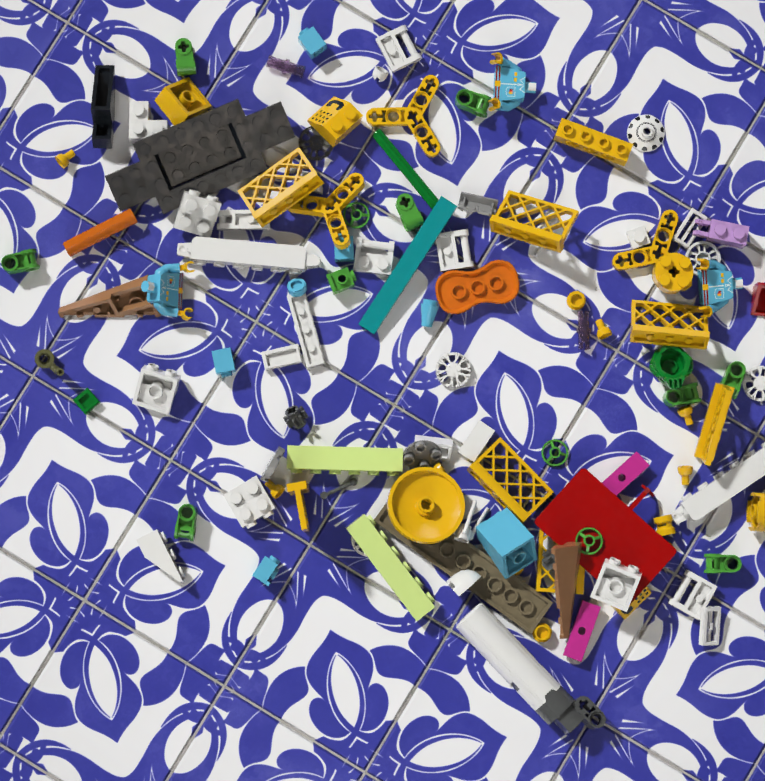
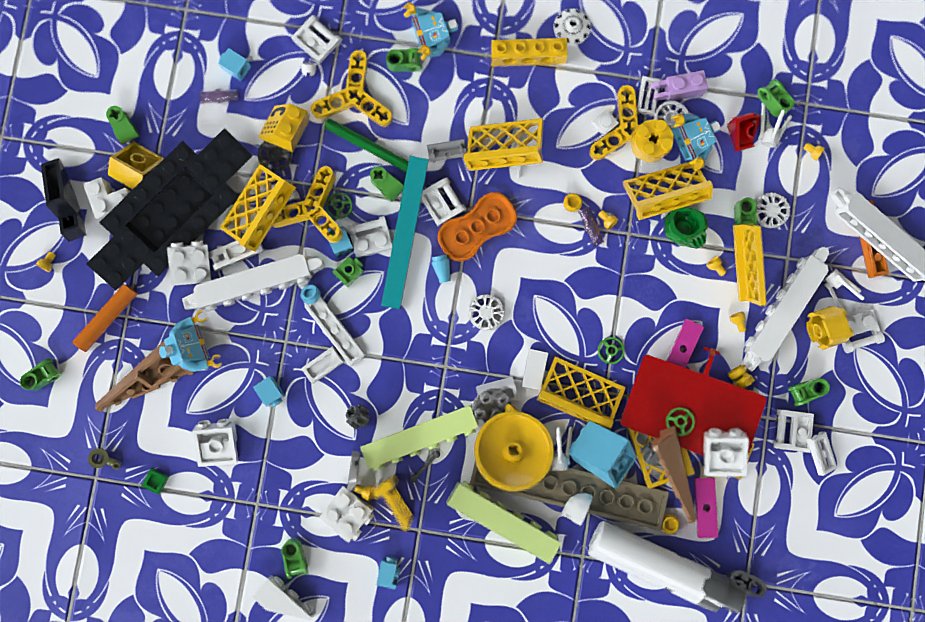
camera: 20 degrees left, 0 degrees up
(685, 395) = (707, 251): bright green piece -> none

